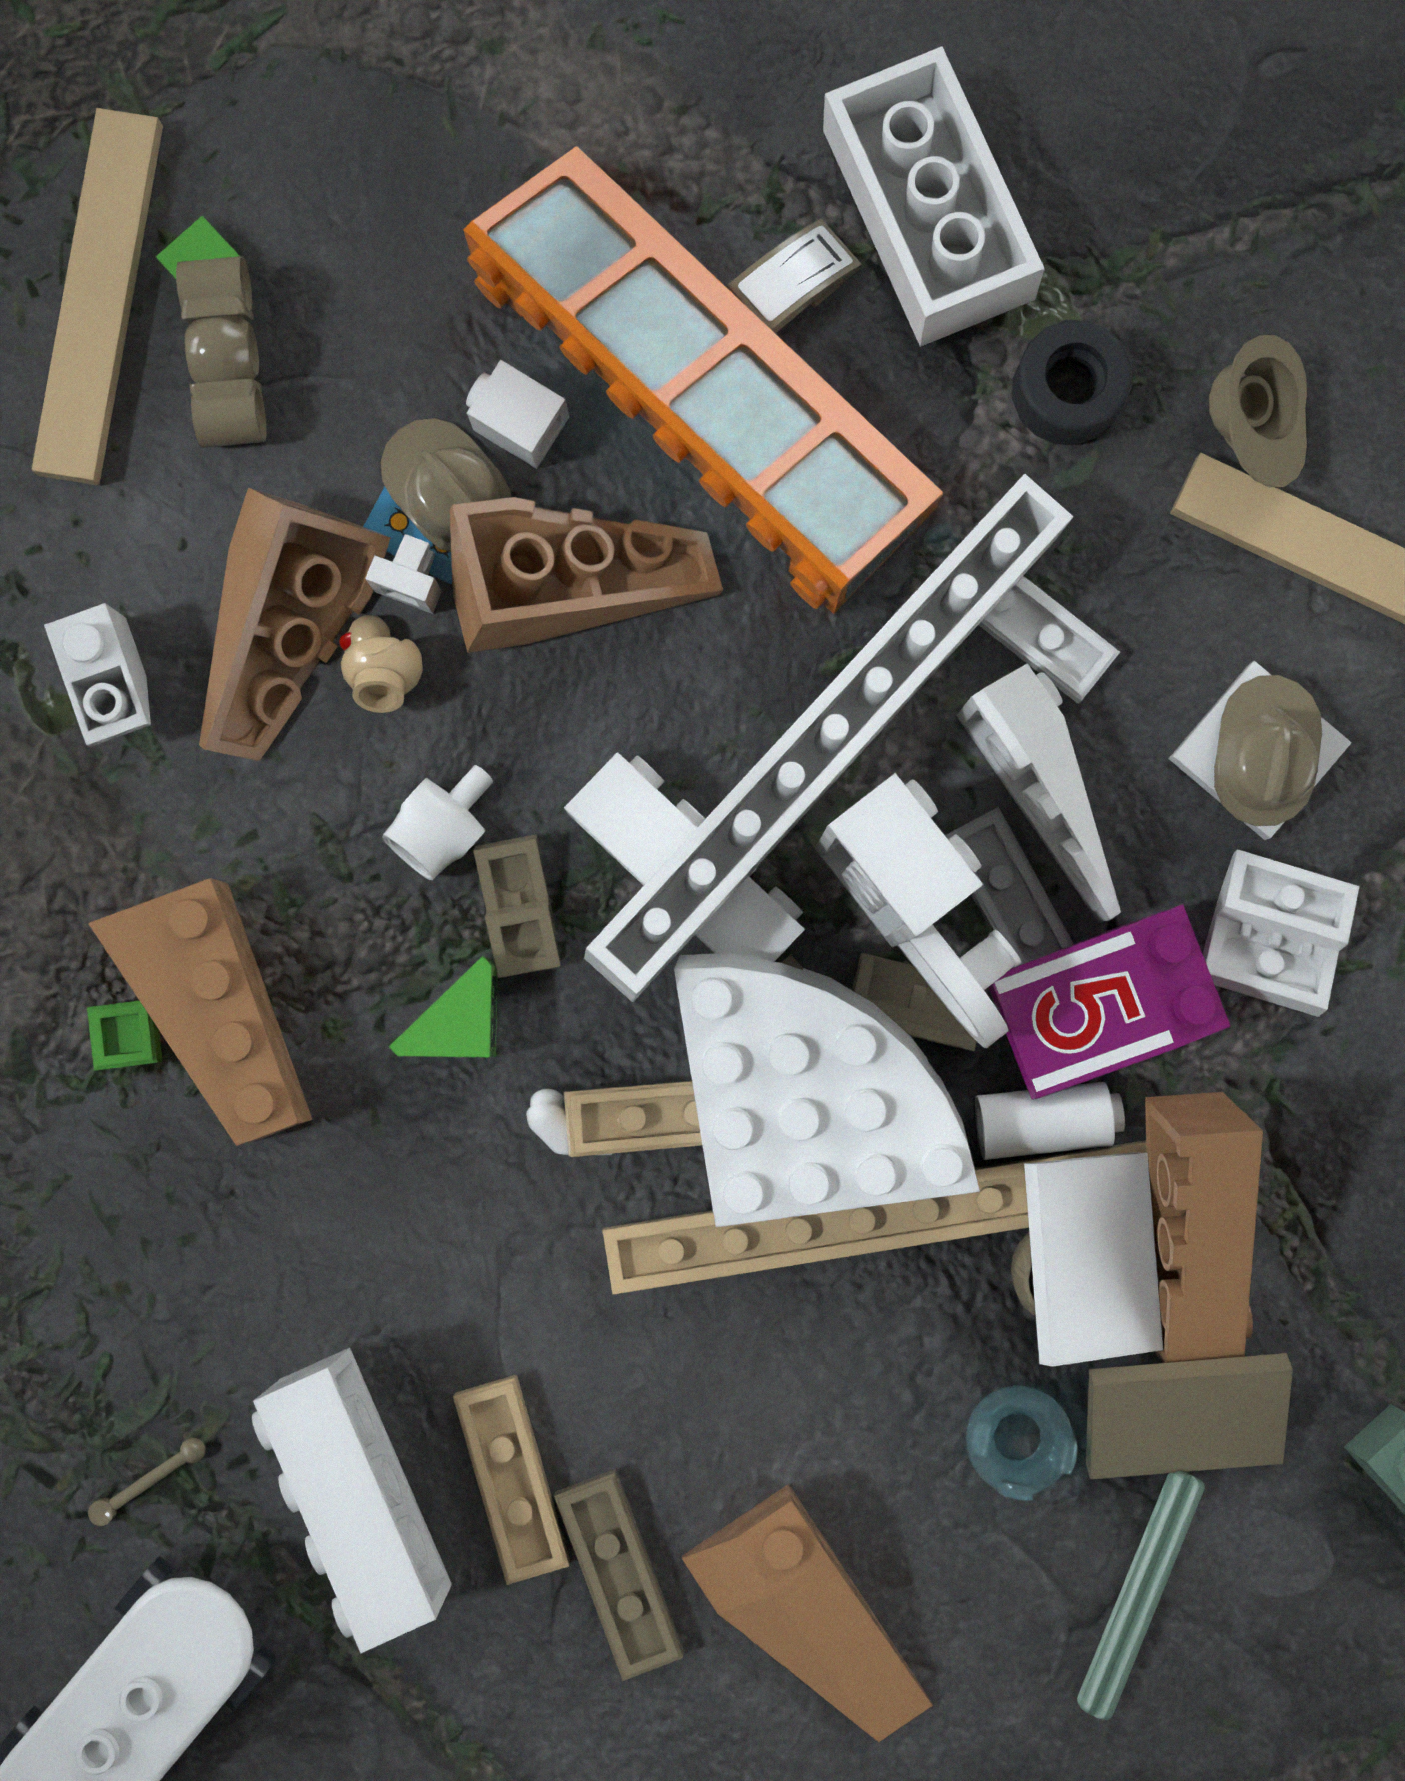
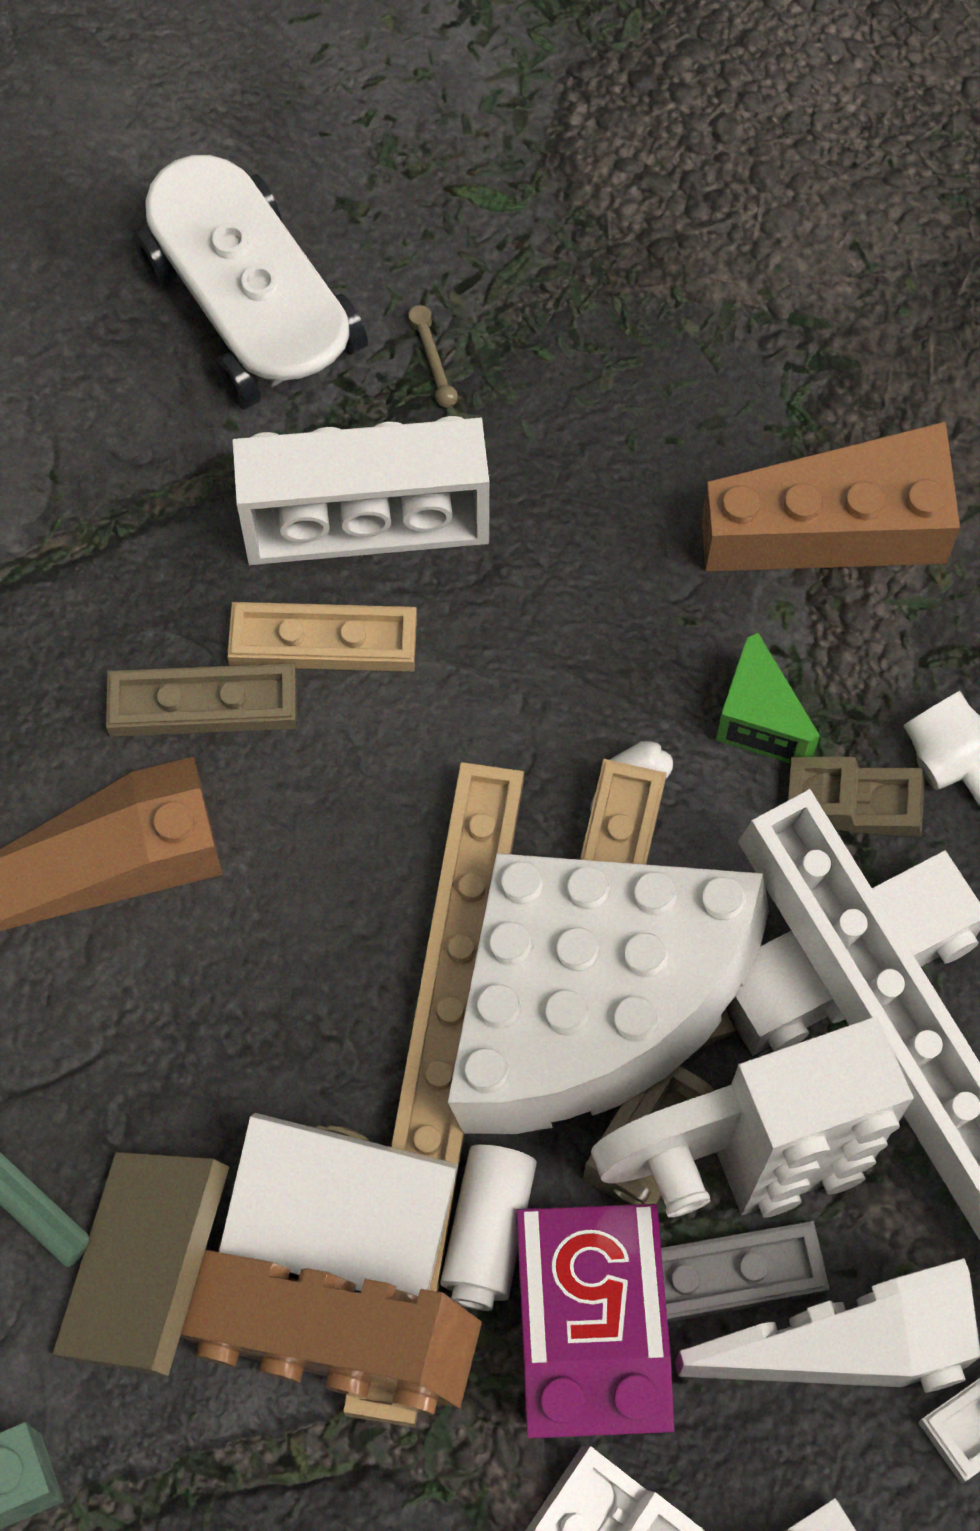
camera: 105 degrees right, 20 degrees down
(123, 1036) = (829, 431): bright green tile -> none
(1021, 1477) = (152, 1070): clear light blue piece -> none

